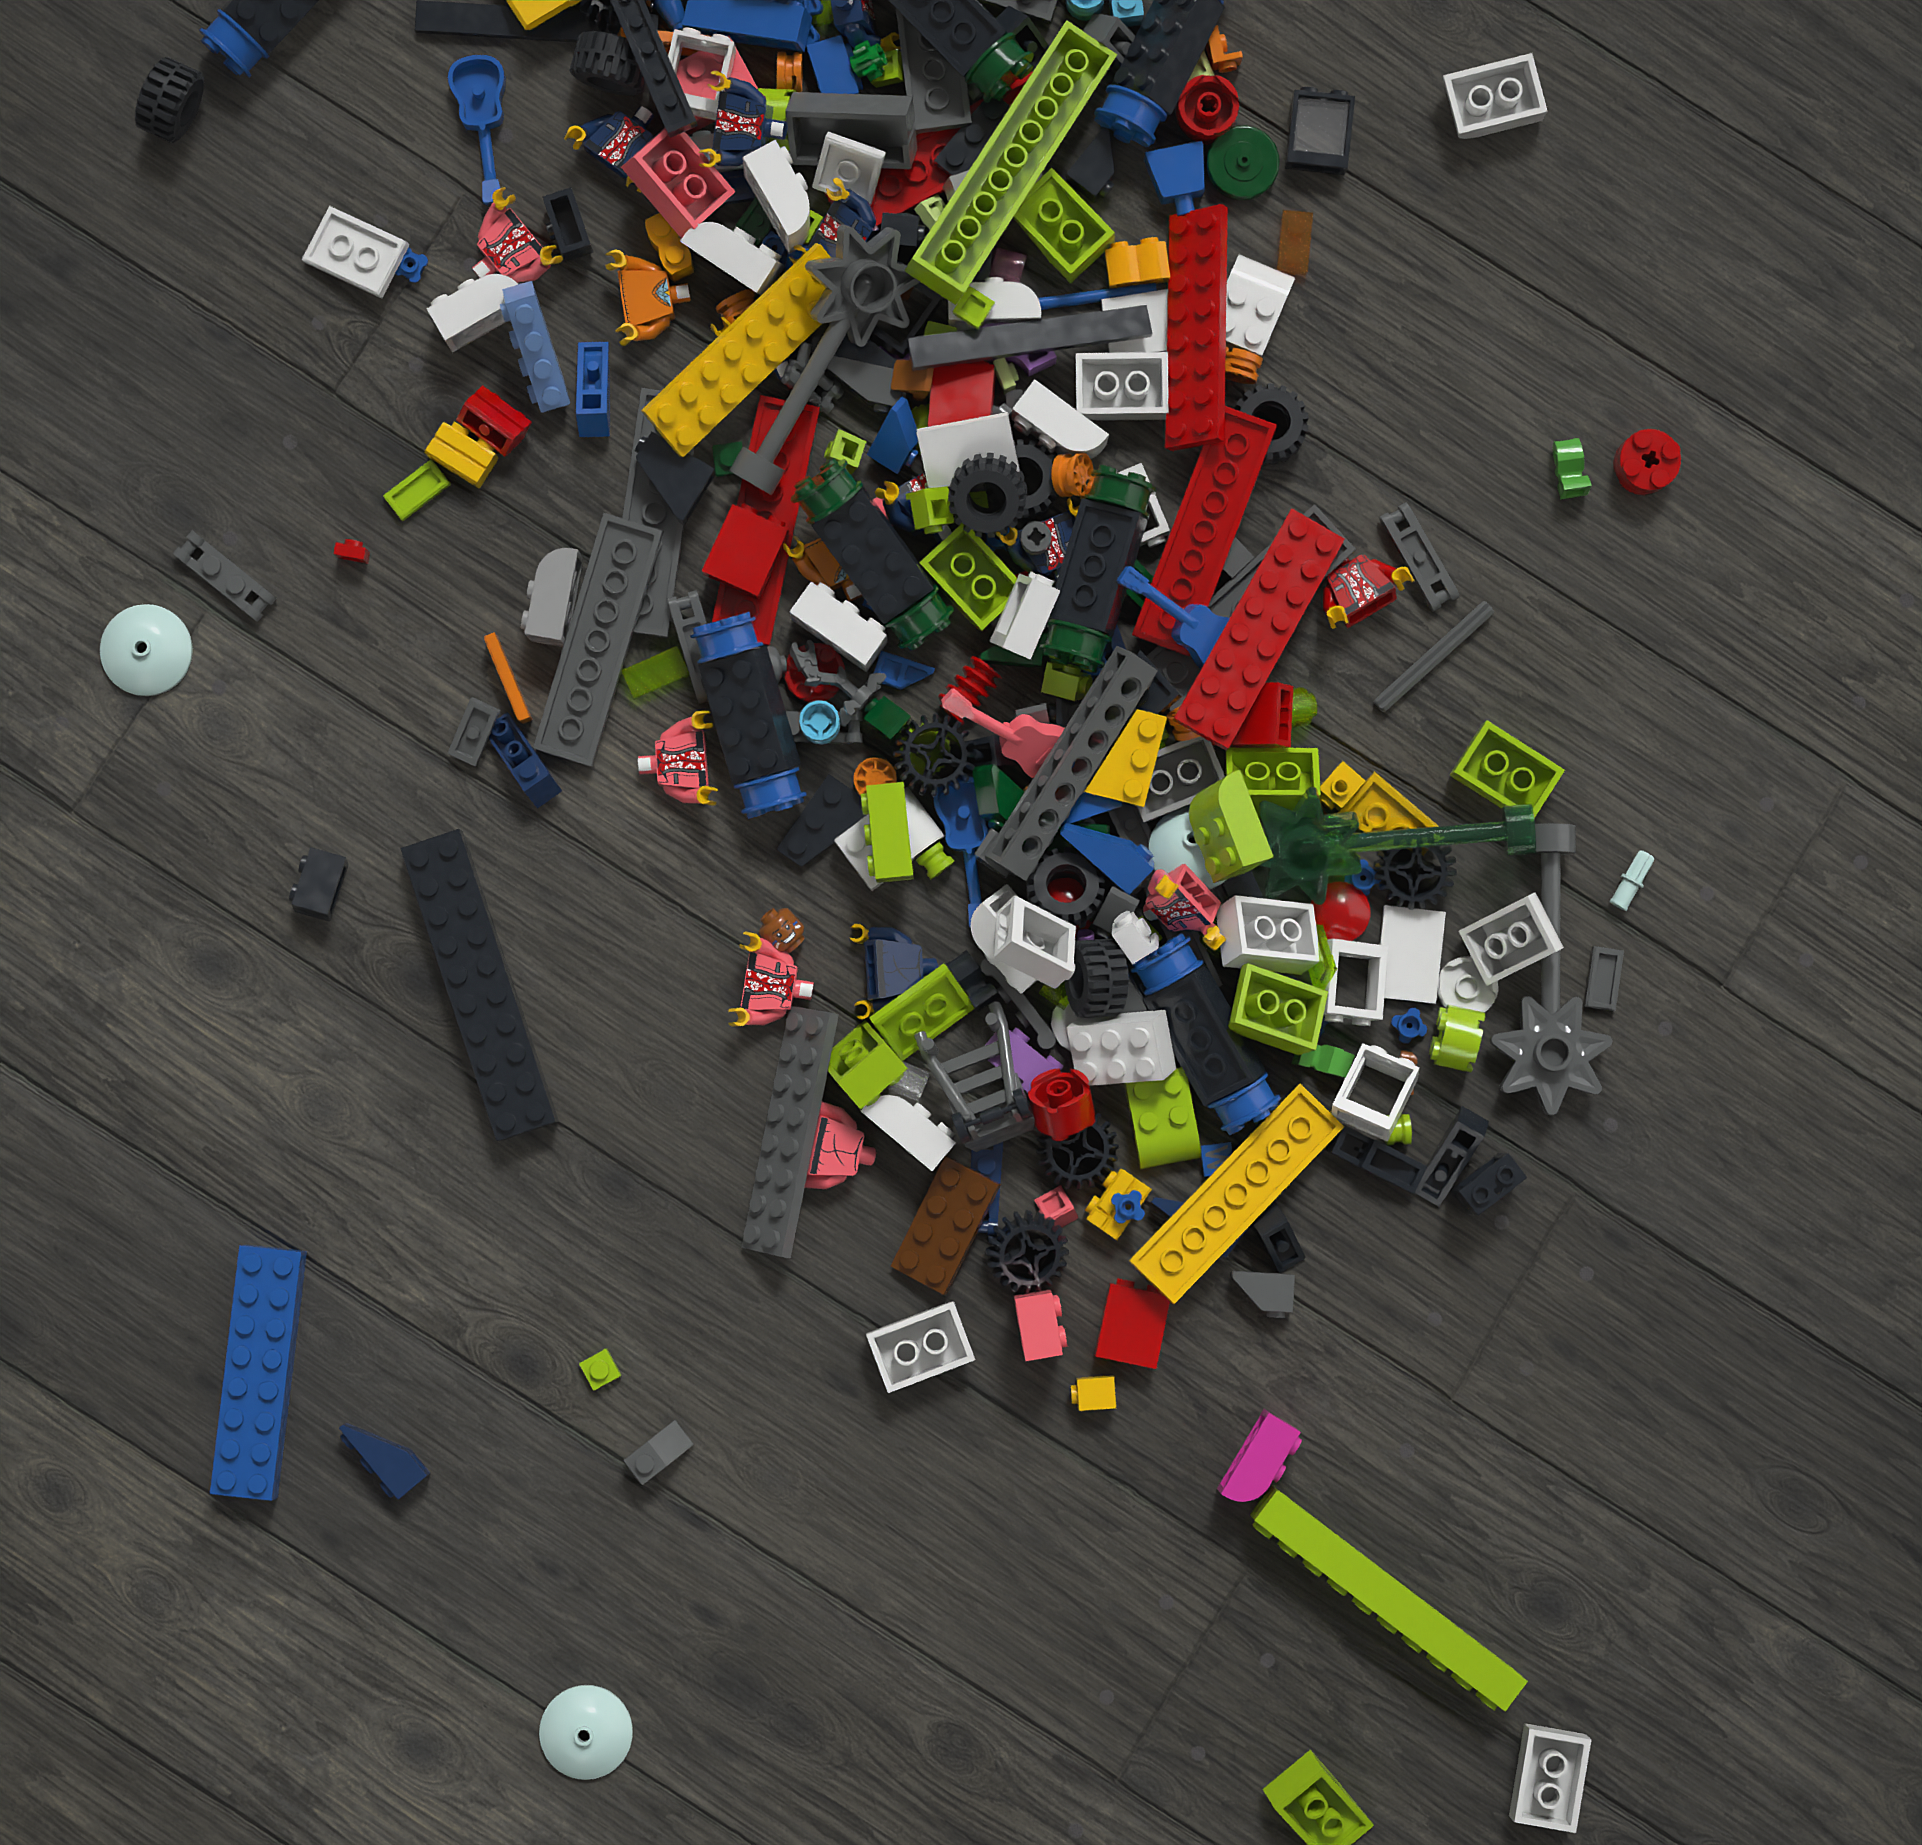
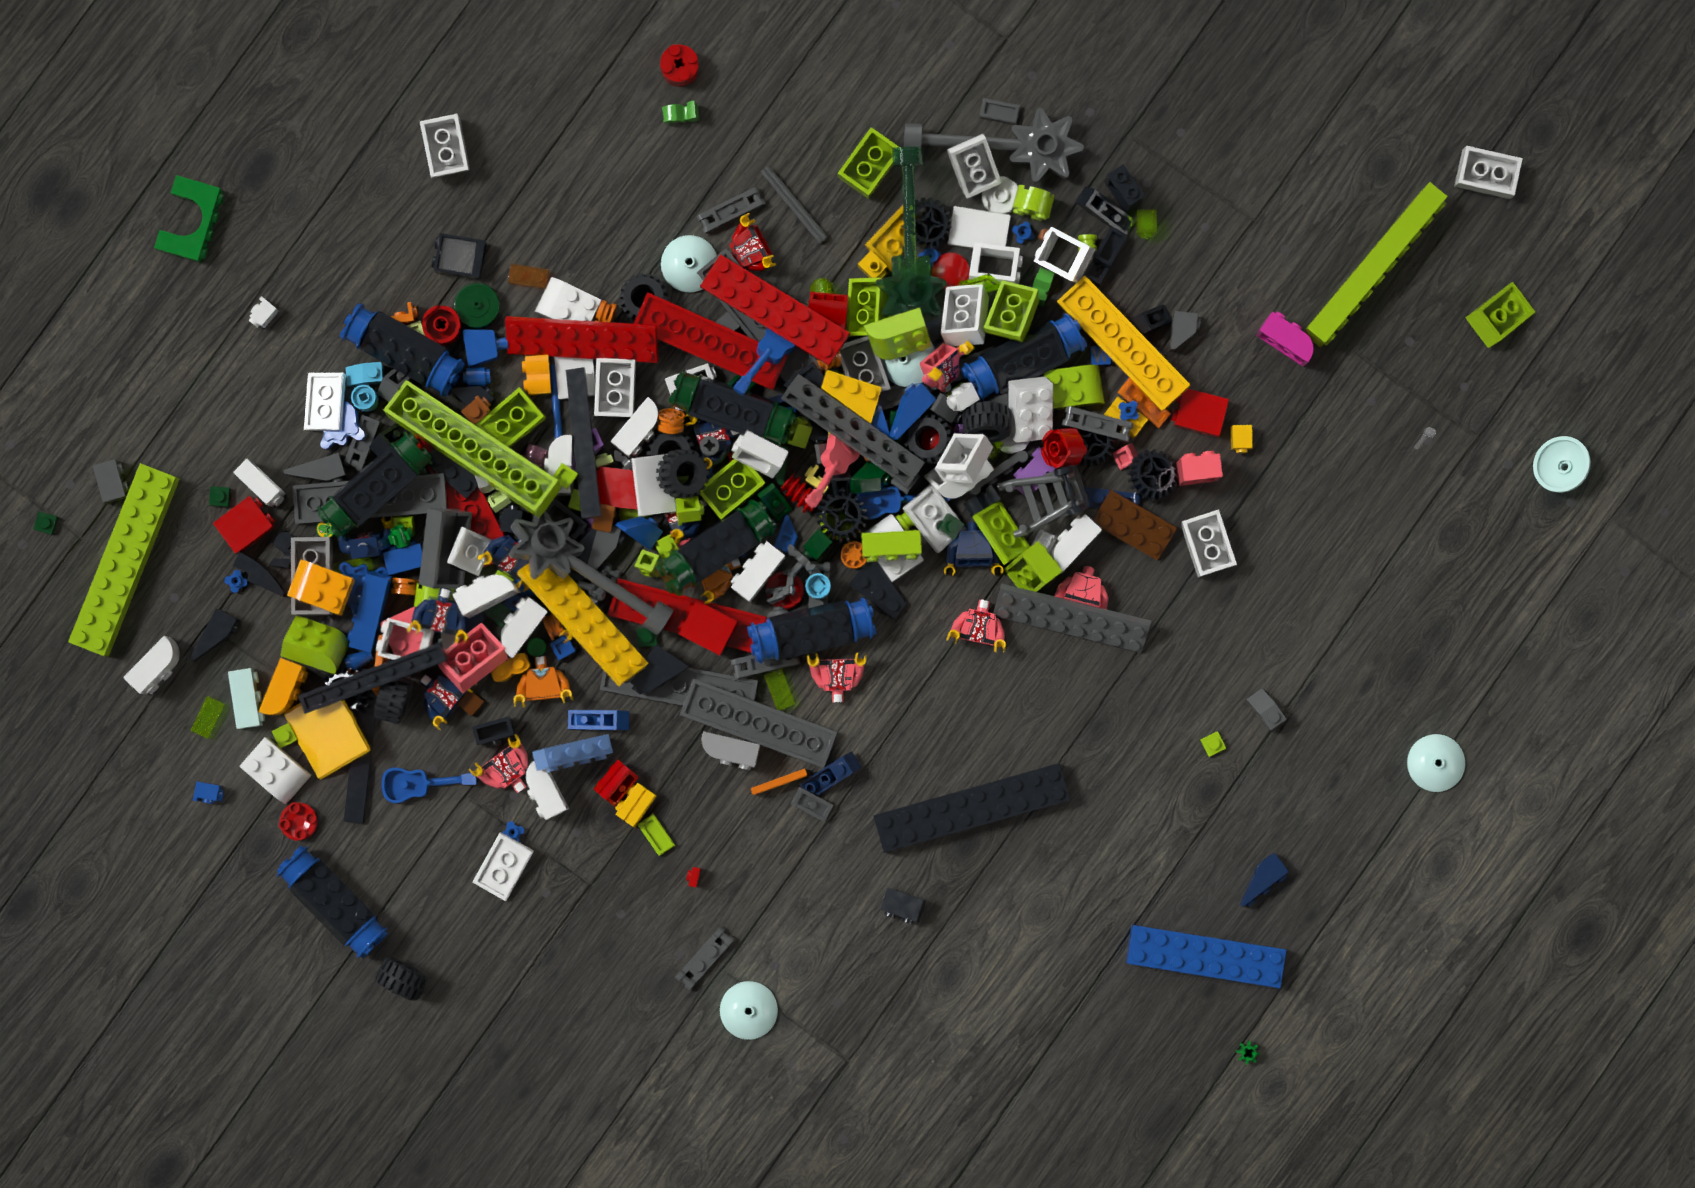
camera: 85 degrees left, 0 degrees up
(116, 1448) = (1253, 1052): none -> green gear
(612, 188) = (470, 703): none -> reddish brown tile
(700, 326) = (562, 649): none -> blue plate
(705, 287) = (536, 647): none -> green tile
(782, 929) = (945, 617): dark orange head -> none
(872, 478) = (665, 546): none -> lime brick
(927, 930) = (950, 526): none -> dark green plate
(938, 903) = (927, 513): none -> white tile
(953, 648) = (774, 502): none -> dark green slope
(990, 707) = (812, 480): none -> light yellow bracket
(1074, 168) = (477, 410): none -> dark orange bracket
(1103, 1157) = (1097, 424): none -> dark grey plate
(1120, 1697) = (1428, 432): none -> clear hand
(1129, 169) = (476, 376): none -> blue brick
(1157, 1211) = (1145, 406): none -> orange tile
(1336, 470) = (673, 265): none -> light aqua dish
(1435, 1223) = (1146, 223): none -> clear neon green brick
(1632, 880) = (939, 89): light aqua axle -> none

